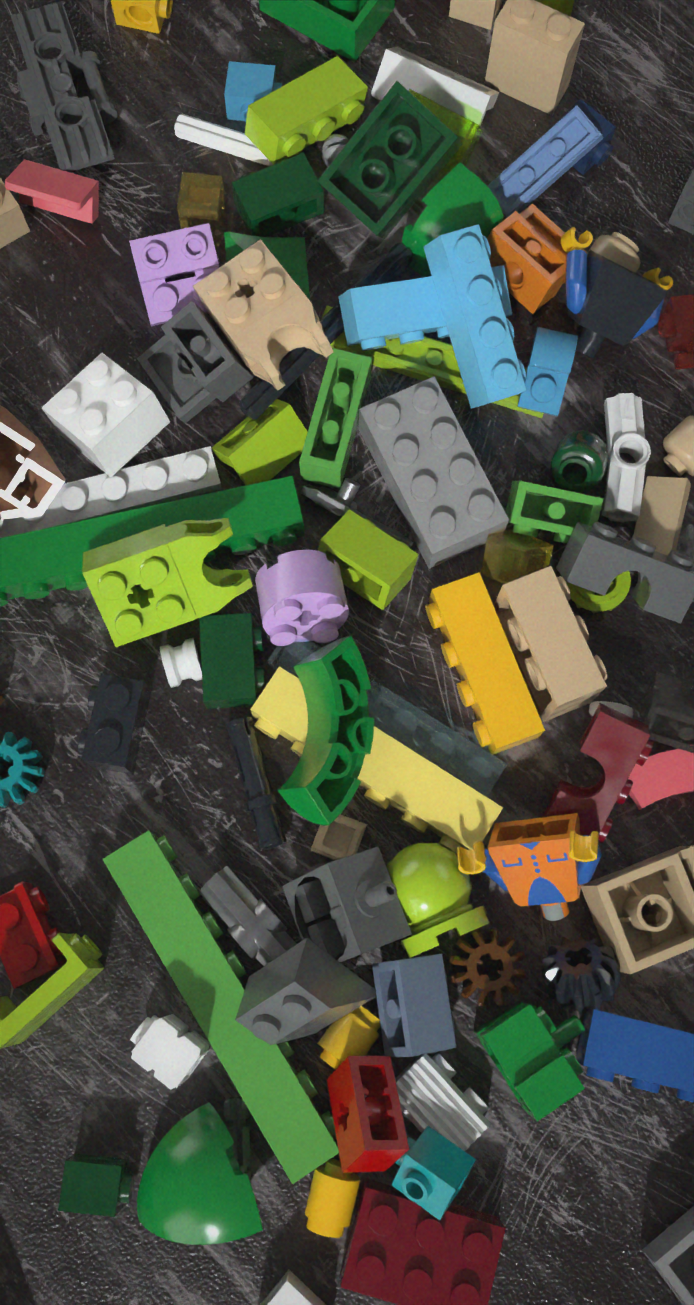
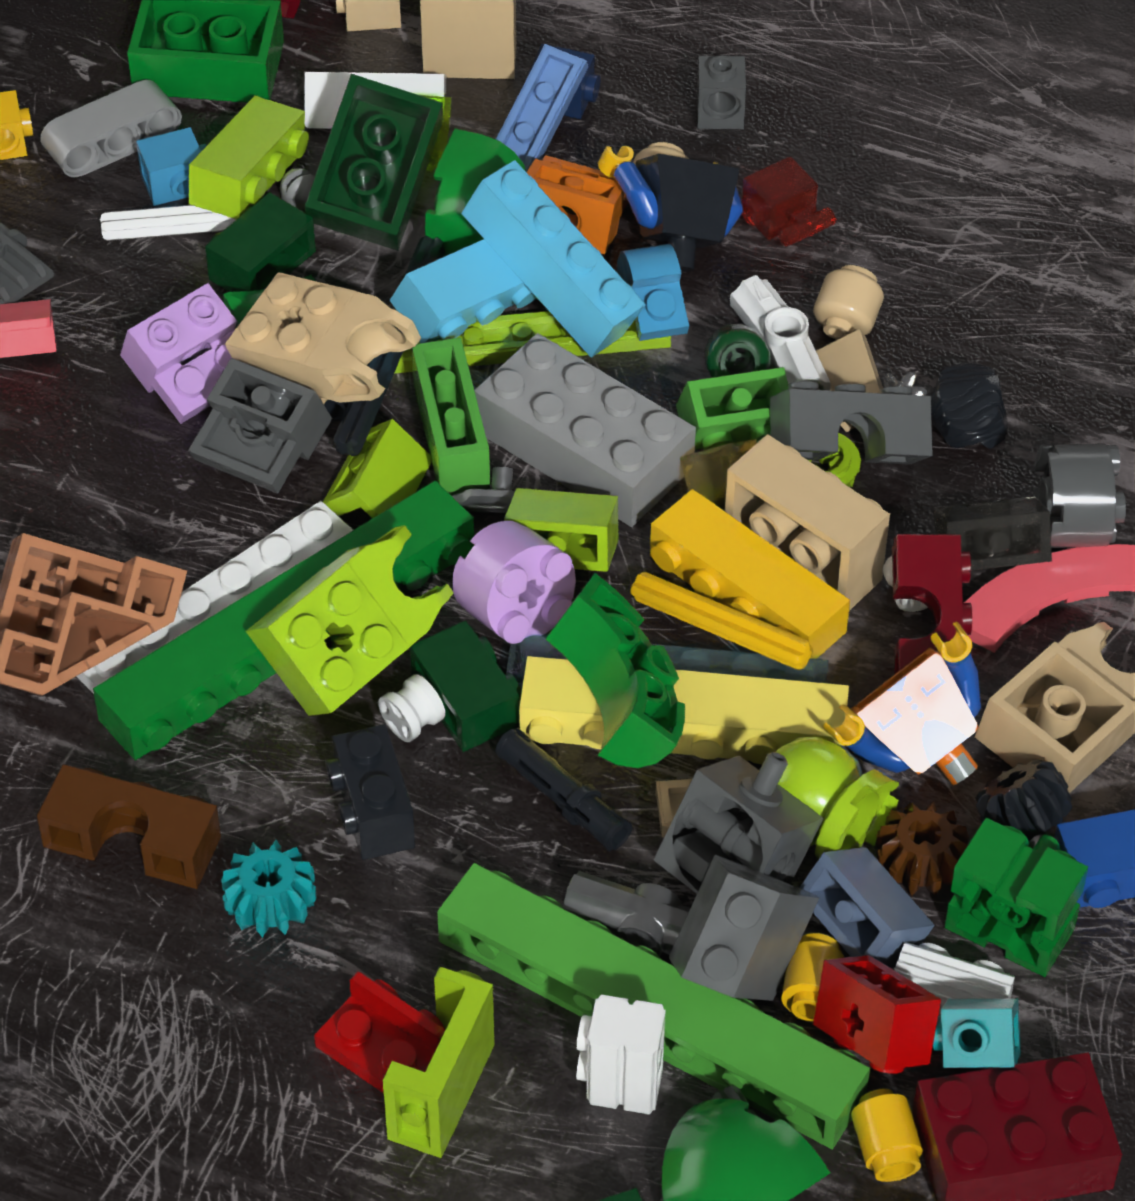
camera: 25 degrees left, 25 degrees down
(106, 414) = (189, 505): white brick -> none
(200, 197) = (175, 273): clear yellow panel -> none
(223, 36) = (109, 128): none -> light grey beam
(443, 697) = (722, 620): none -> yellow axle

